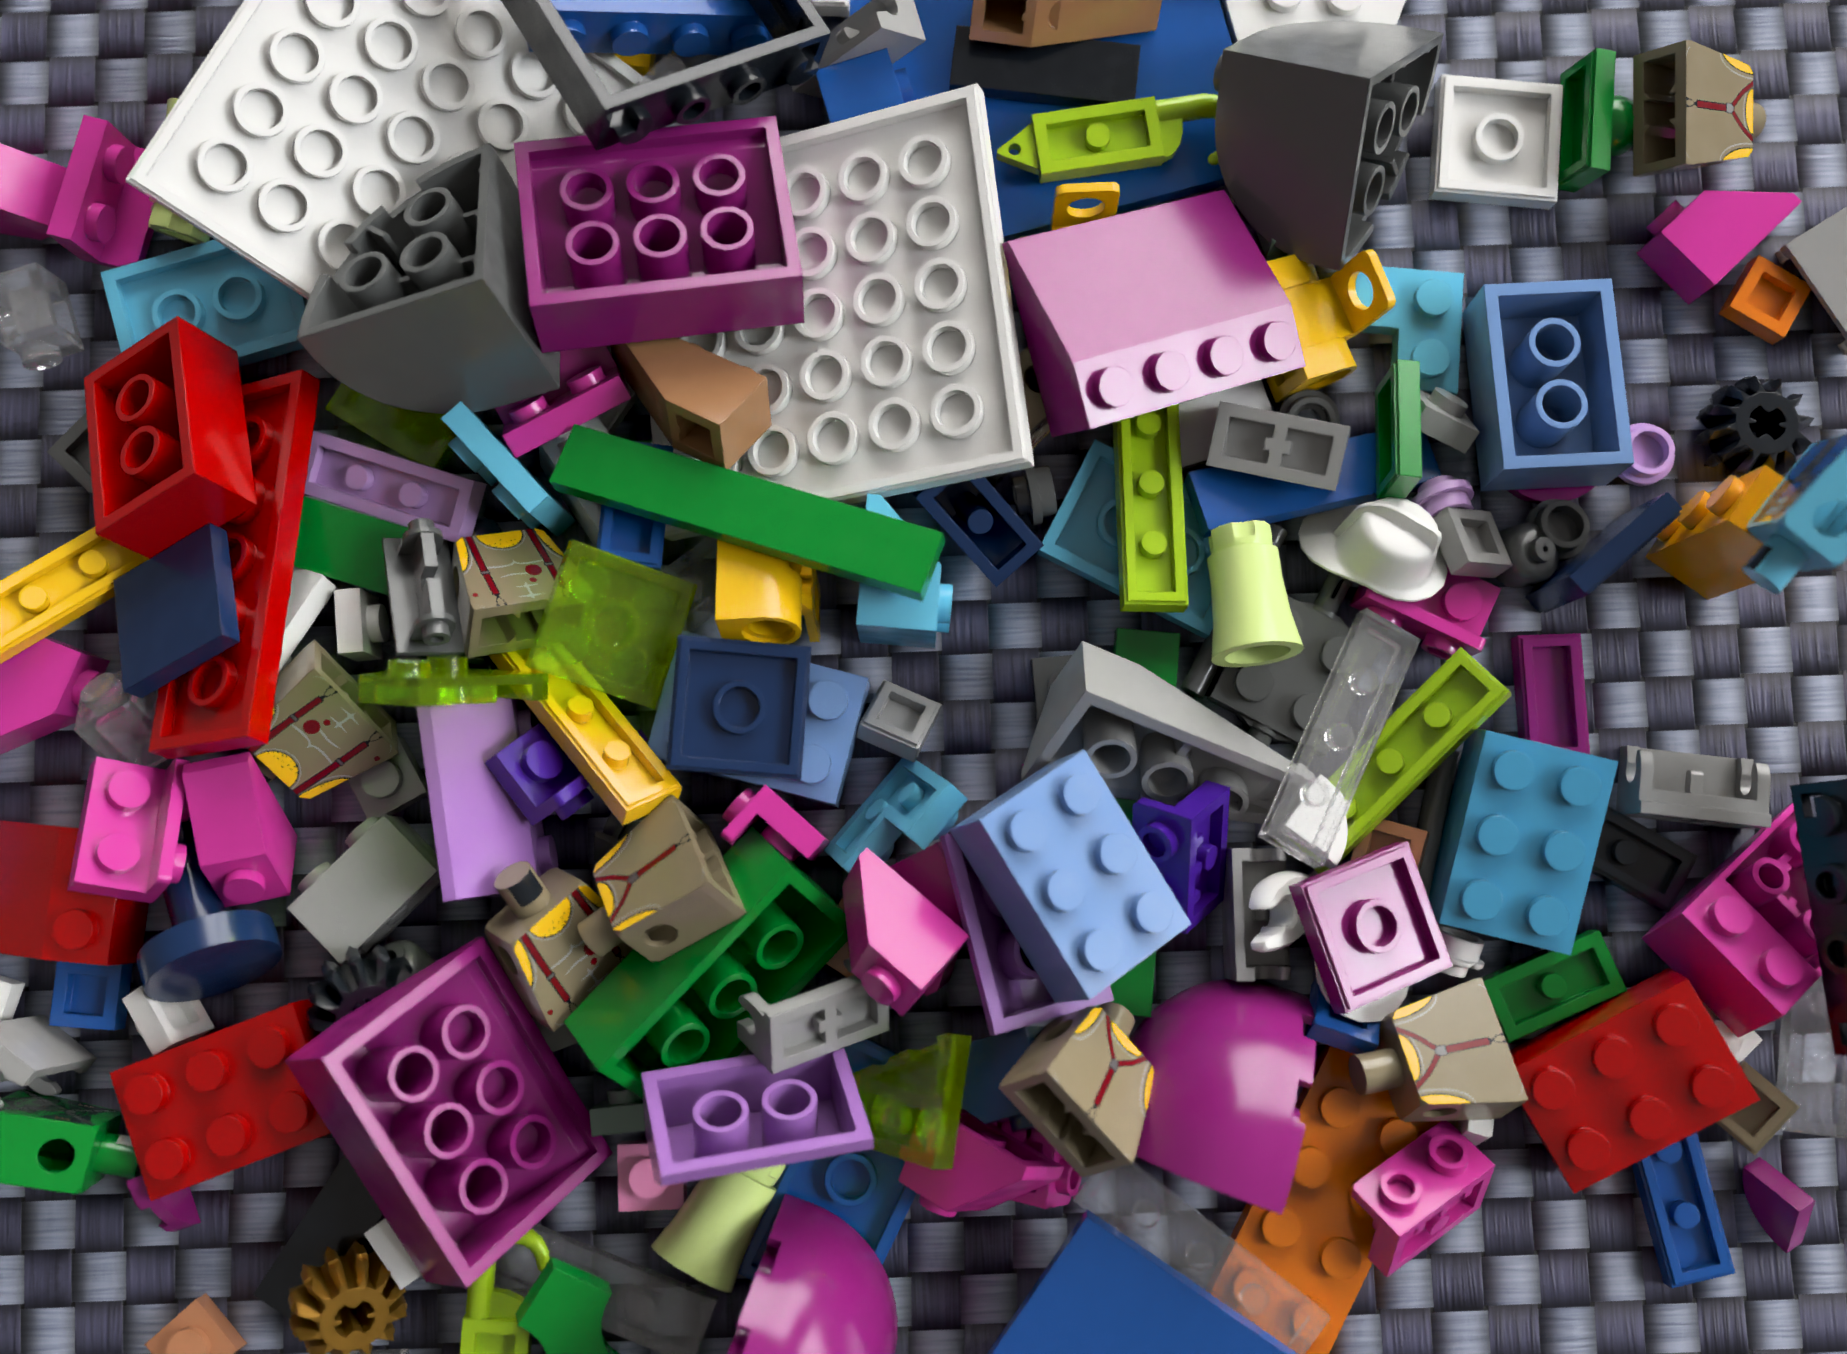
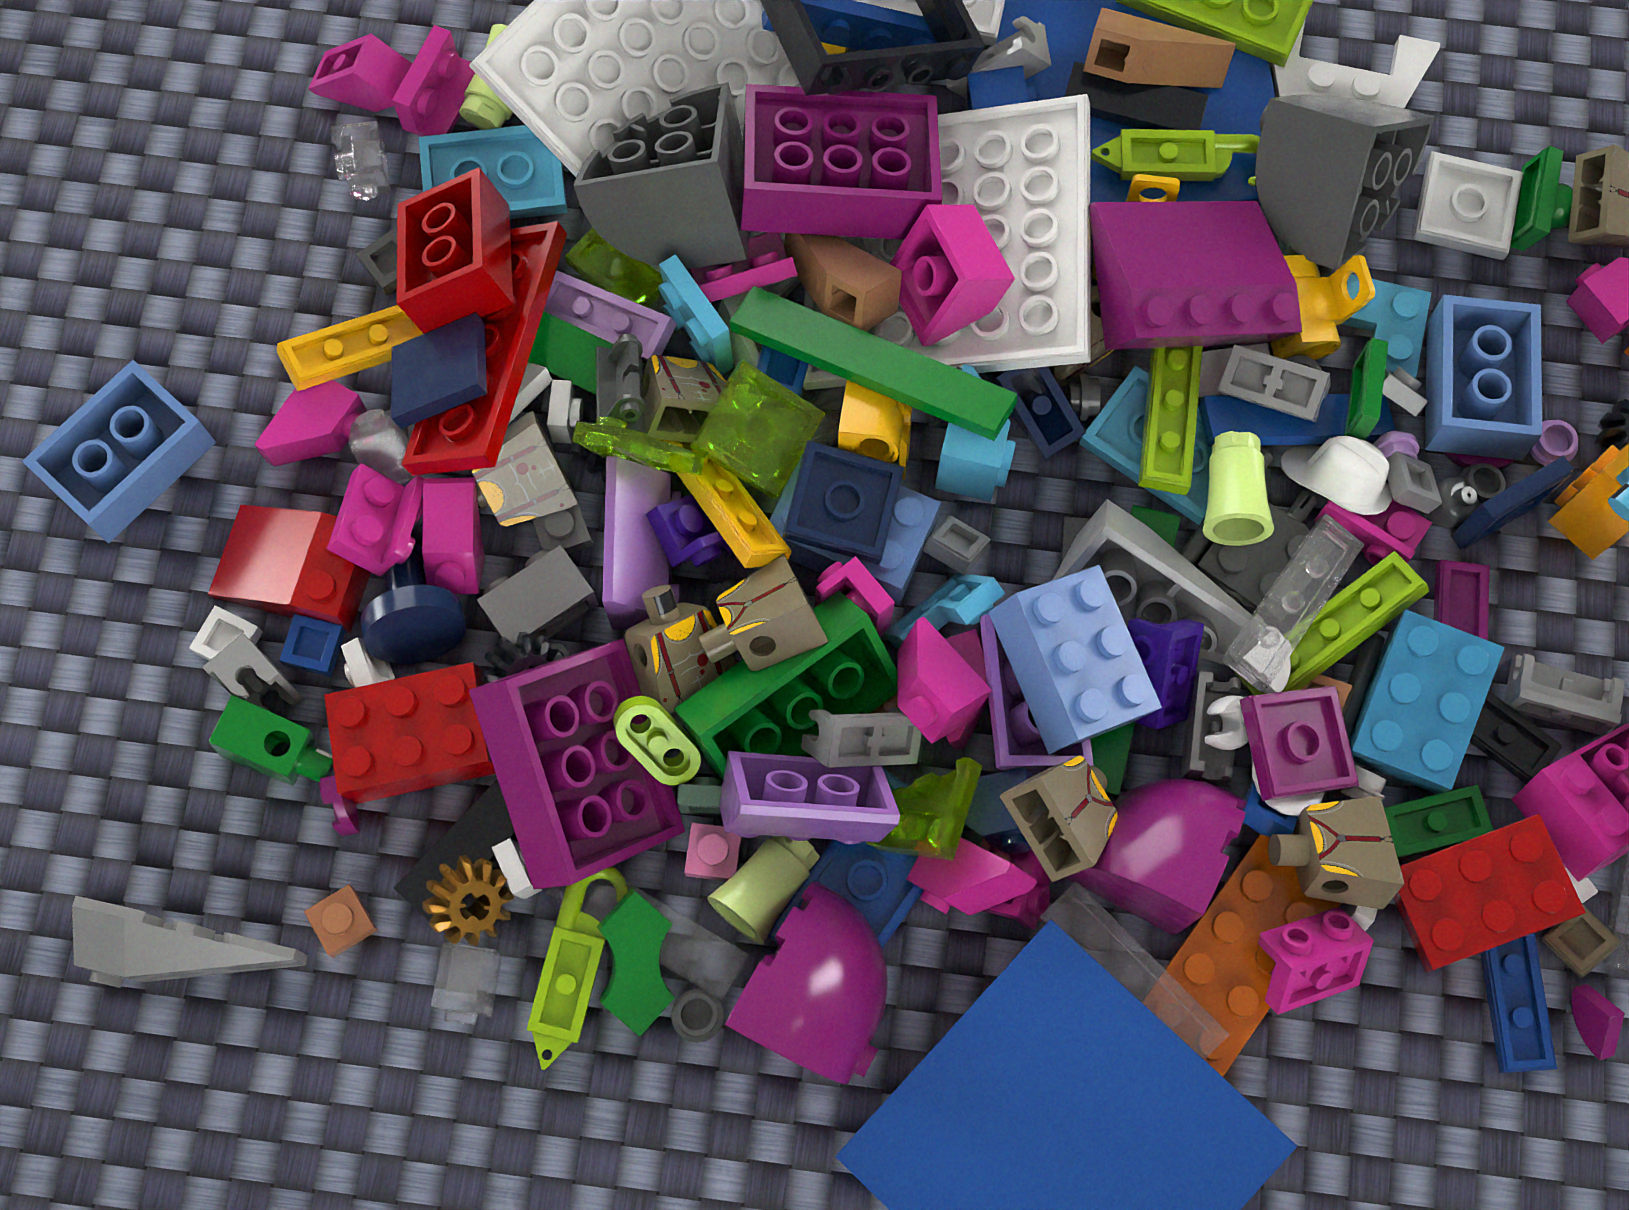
camera: 10 degrees right, 10 degrees down
(537, 1062) = (654, 738): none -> lime plate
(829, 367) = (949, 271): none -> dark pink slope

